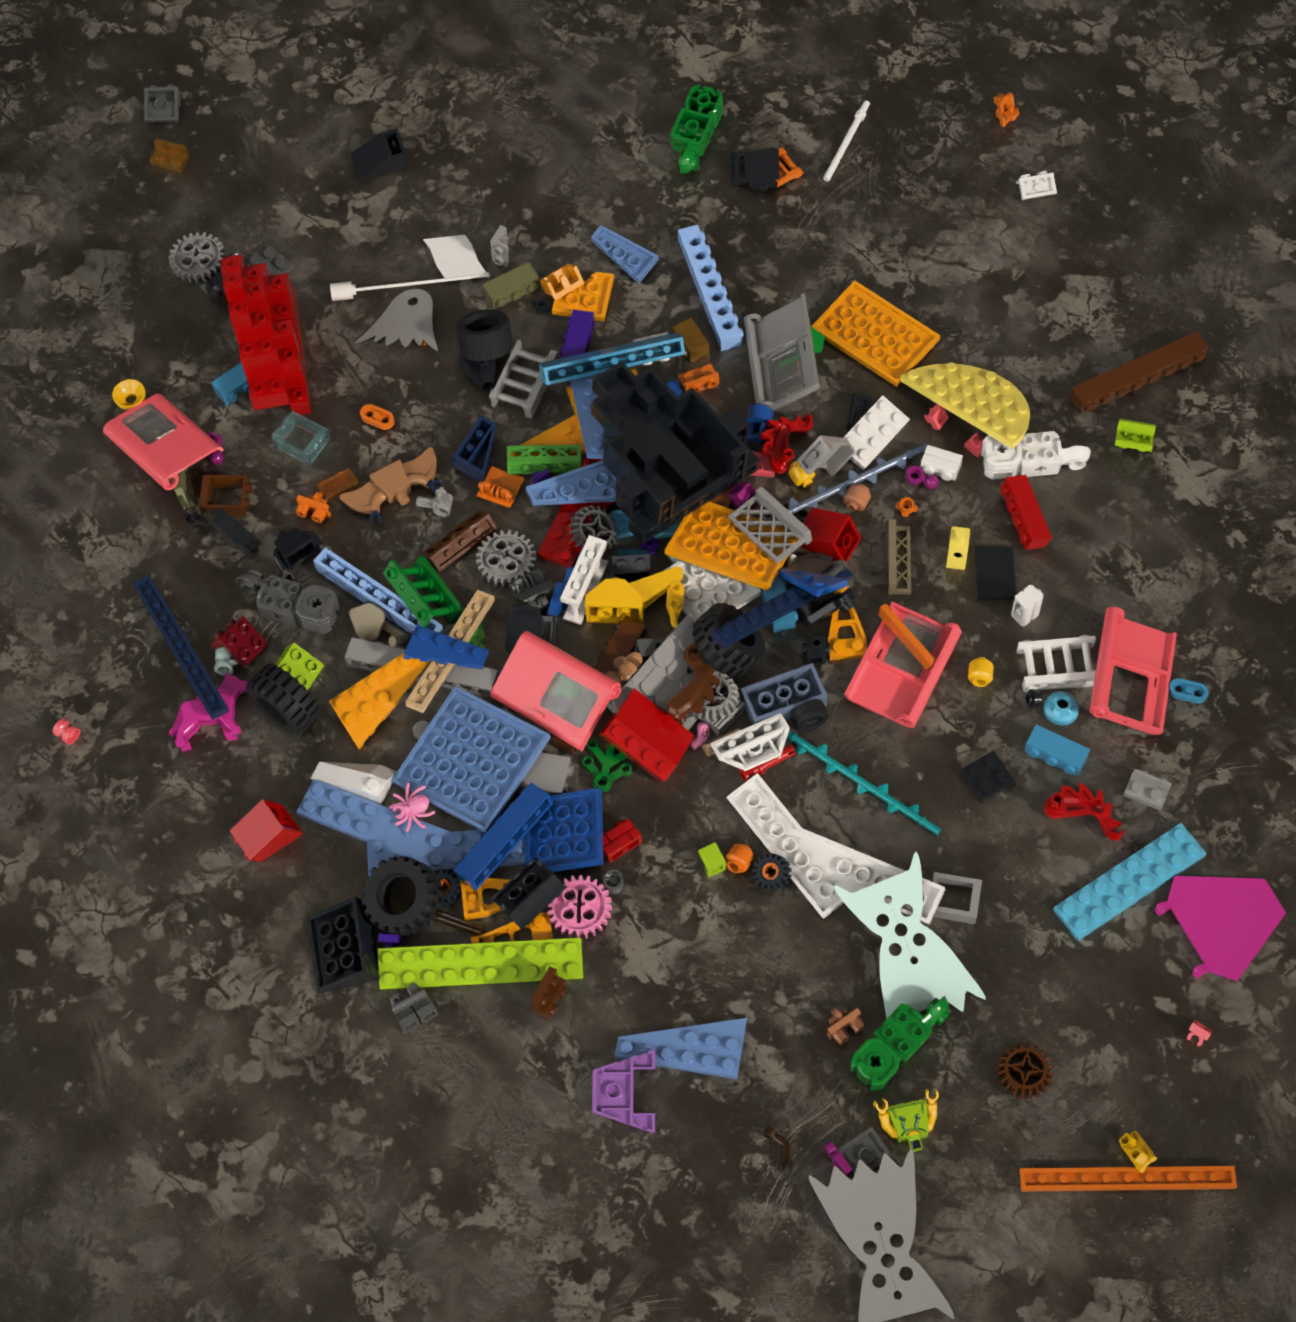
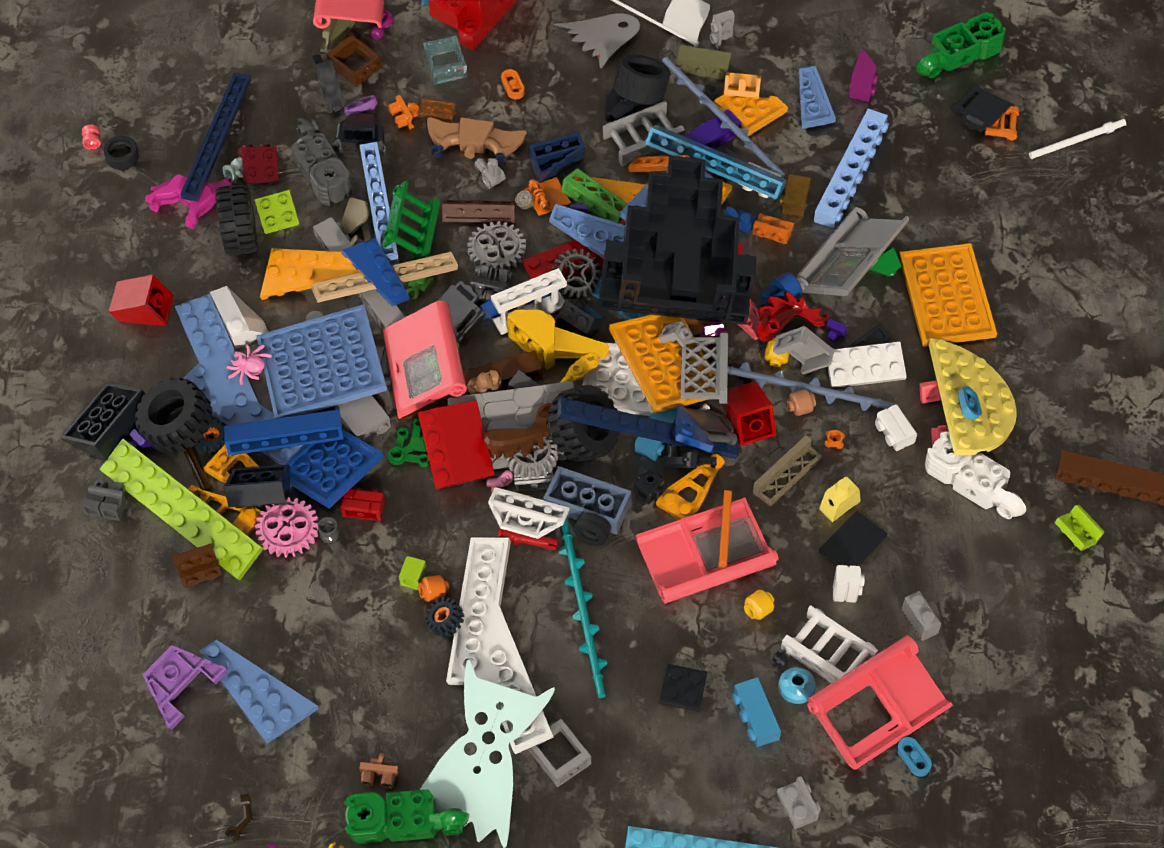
camera: 40 degrees right, 5 degrees down
(101, 712) = (121, 142): none -> black tyre
(271, 528) = (367, 103): none -> medium lavender plate
(487, 503) = (524, 199): none -> dark tan tile
(567, 394) = (650, 163): none -> orange tile
(585, 320) = (727, 123): none -> sand blue plant
(649, 207) = (863, 78): none -> magenta slope
(652, 549) = (609, 313): dark purple plate -> none
(721, 516) = (676, 331): none -> light grey bracket
(825, 422) = (835, 330): none -> dark purple tile
(930, 481) = (873, 435): magenta plate -> none
(985, 402) = (969, 403): none -> dark azure plate
(1025, 512) = (923, 515): red brick -> none
(1073, 804) = (733, 768): red animal -> none
(1095, 587) = (921, 615): none -> light grey brick

